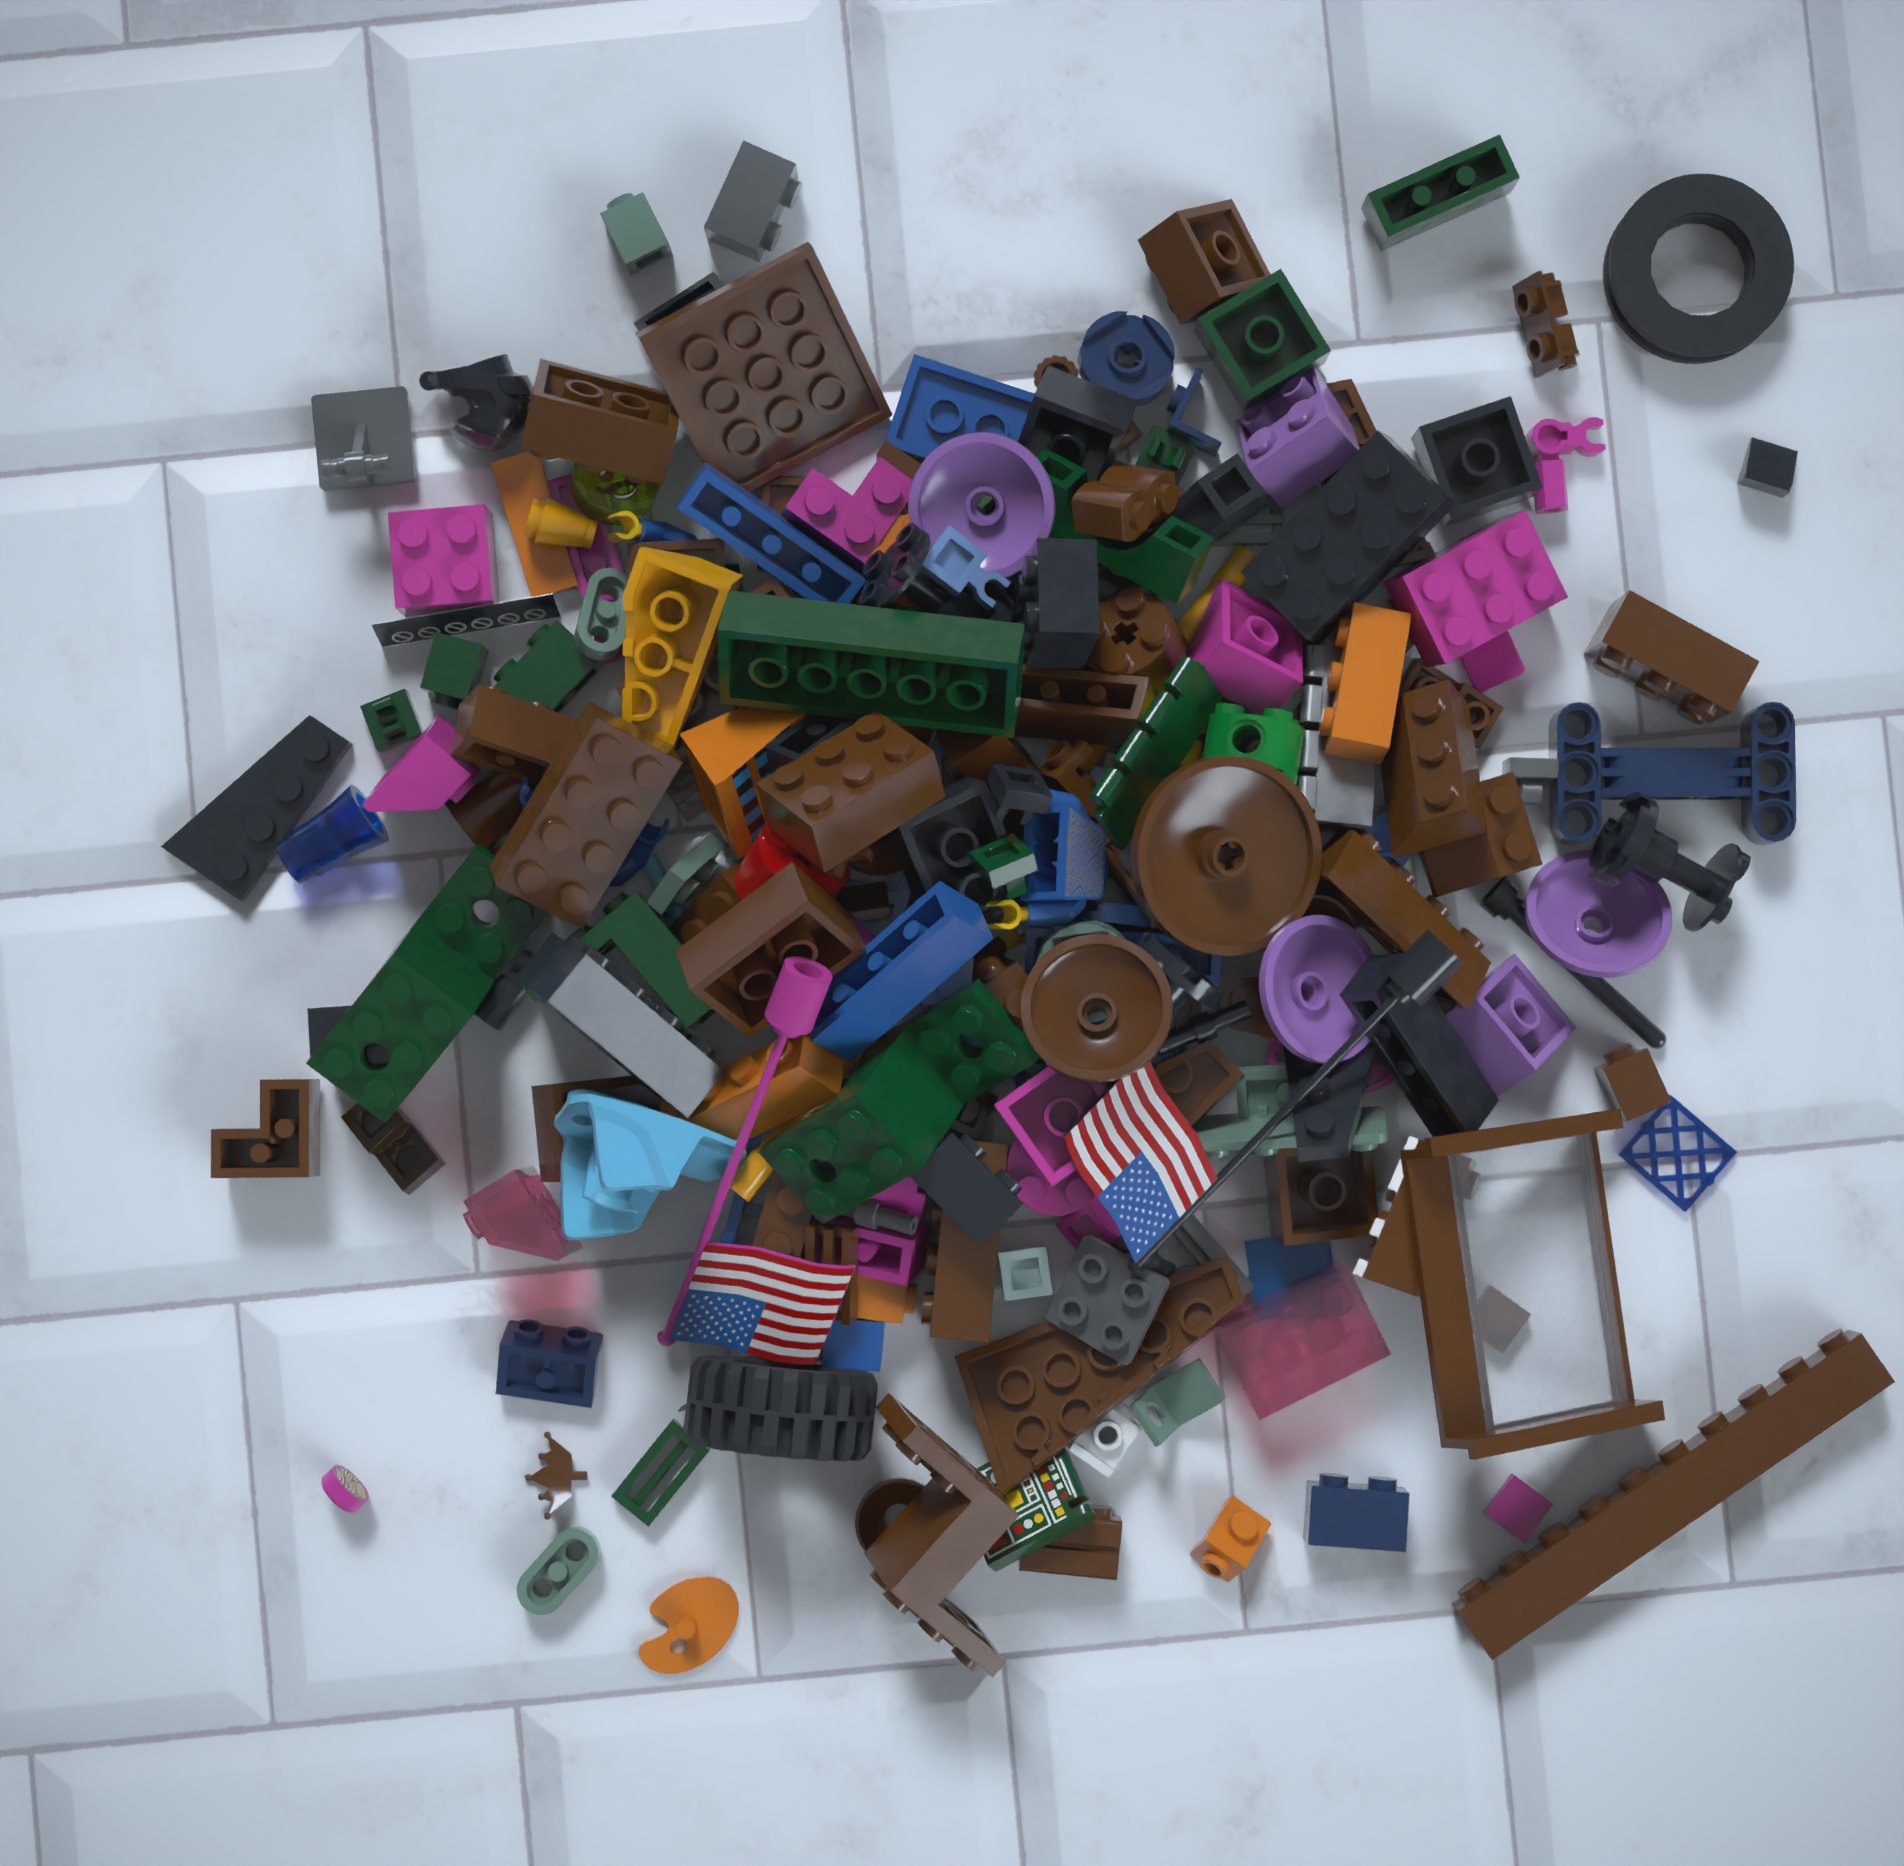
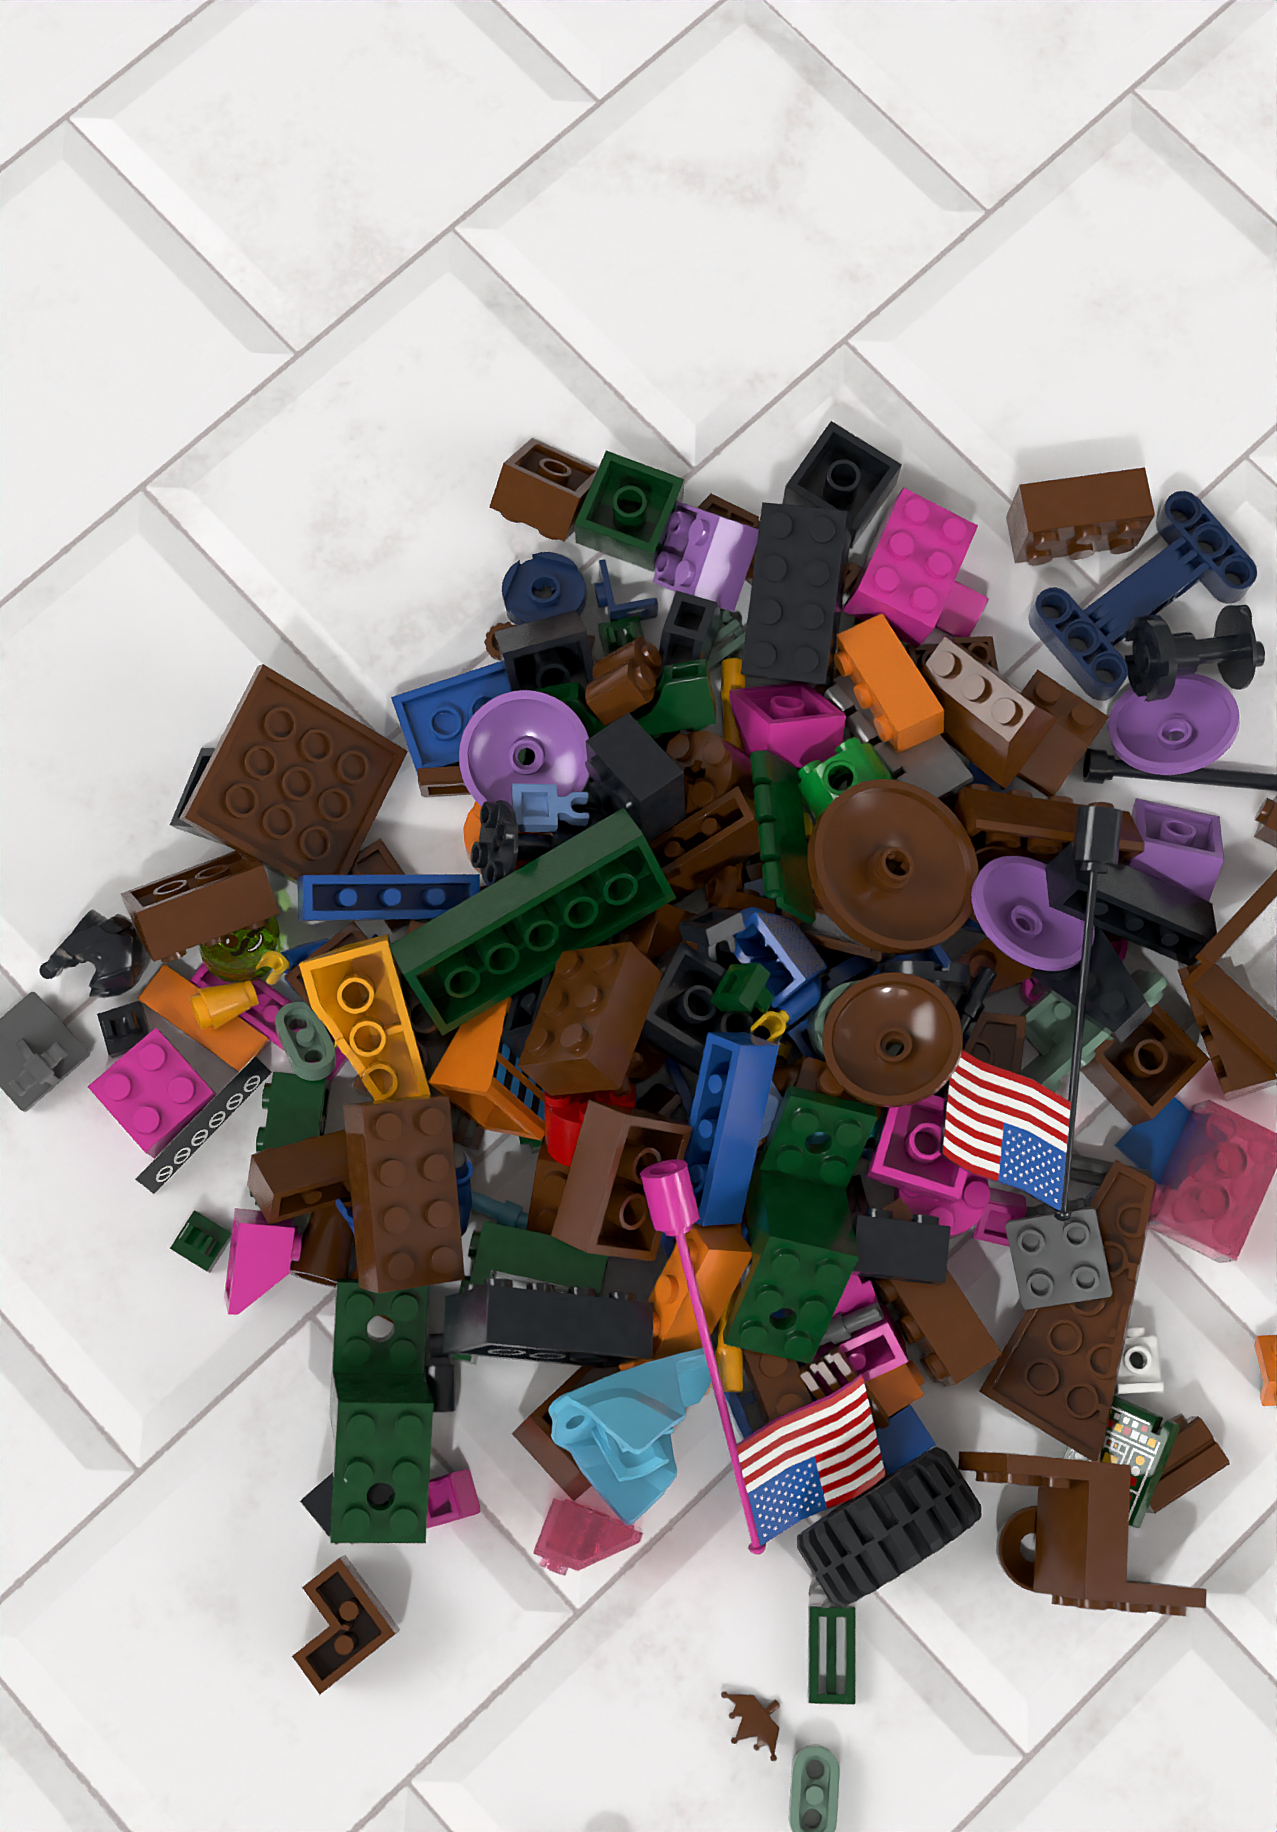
camera: 45 degrees left, 10 degrees down
(242, 826) = (148, 1391): black wing -> none
(332, 837) = (220, 1361): clear blue plant -> none
(396, 1145) = (440, 1560): dark brown slope -> none
(441, 1099) = (451, 1498): none -> dark pink slope
(453, 670) = (221, 1168): dark green brick -> none
(461, 480) = (123, 1027): none -> black tile
(548, 1363) = (684, 1637): dark blue bracket -> none
(635, 232) = (124, 758): sand green brick -> none
(687, 875) = (511, 1184): sand green plate -> none
(696, 1611) = (942, 1743): orange piece -> none
(753, 201) = (194, 678): dark grey brick -> none
(847, 522) = (437, 842): dark pink brick -> none
(1025, 1273) = (983, 1288): light aqua plate -> none
(1177, 1400) = (1163, 1294): sand green bracket -> none
(1440, 192) = (673, 328): dark green brick -> none
(1530, 775) = (1050, 663): flat silver tile -> none
(1546, 443) = (883, 434): dark pink bar -> none
(1548, 345) = (802, 361): reddish brown hinge -> none
(1728, 208) = (895, 205): black tyre -> none
(1768, 468) = (1037, 351): black slope -> none

